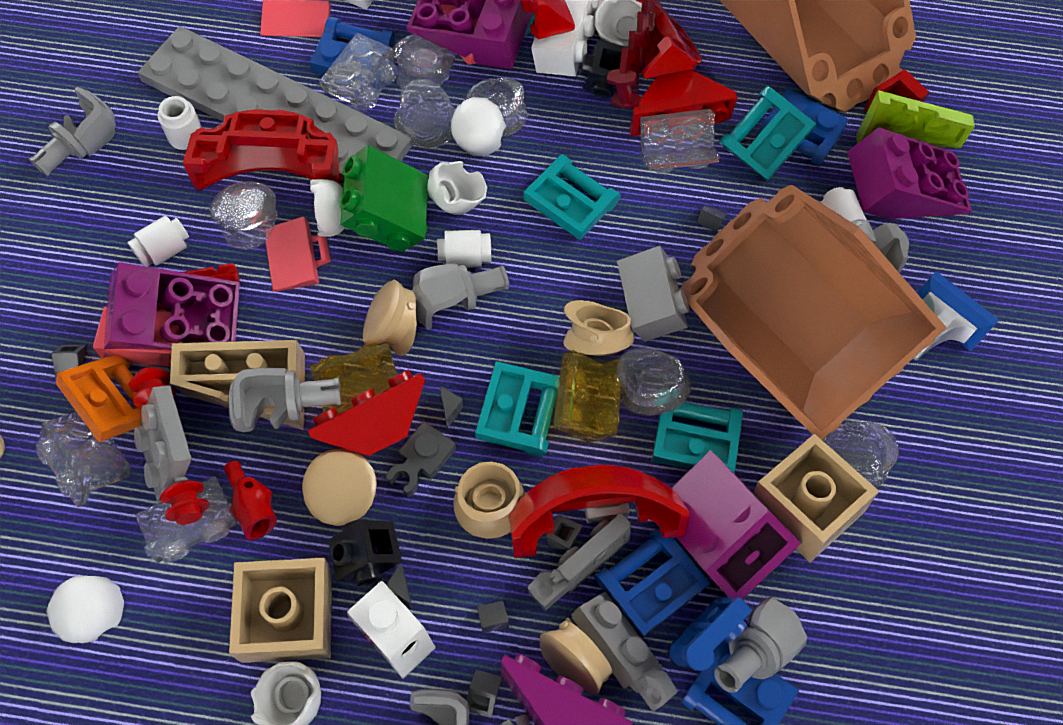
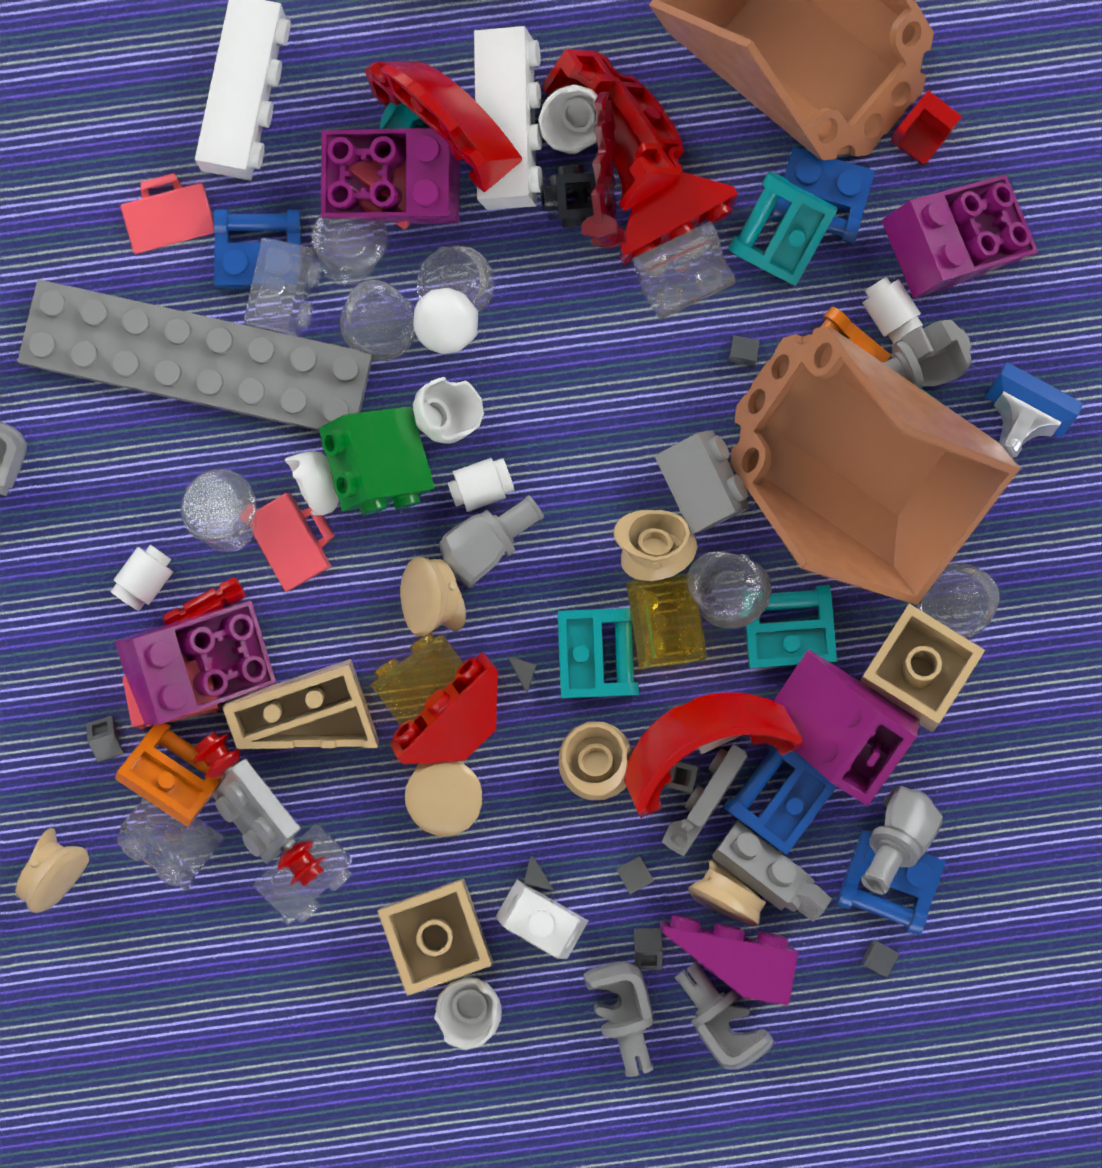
camera: 10 degrees left, 20 degrees up
(85, 608) = (241, 985): white hair -> none
(178, 121) = (94, 416): white brick -> none
(250, 502) = (358, 836): red piece -> none
(261, 143) = (210, 415): red windscreen -> none
(276, 387) = (362, 728): light grey piece -> none
(364, 551) = (493, 855): black brick -> none
(423, 453) = (514, 730): dark grey plate -> none
(565, 203) = (573, 388): teal plate -> none
(716, 623) = (855, 829): blue plate -> none
(916, 120) = (953, 163): lime wing -> none

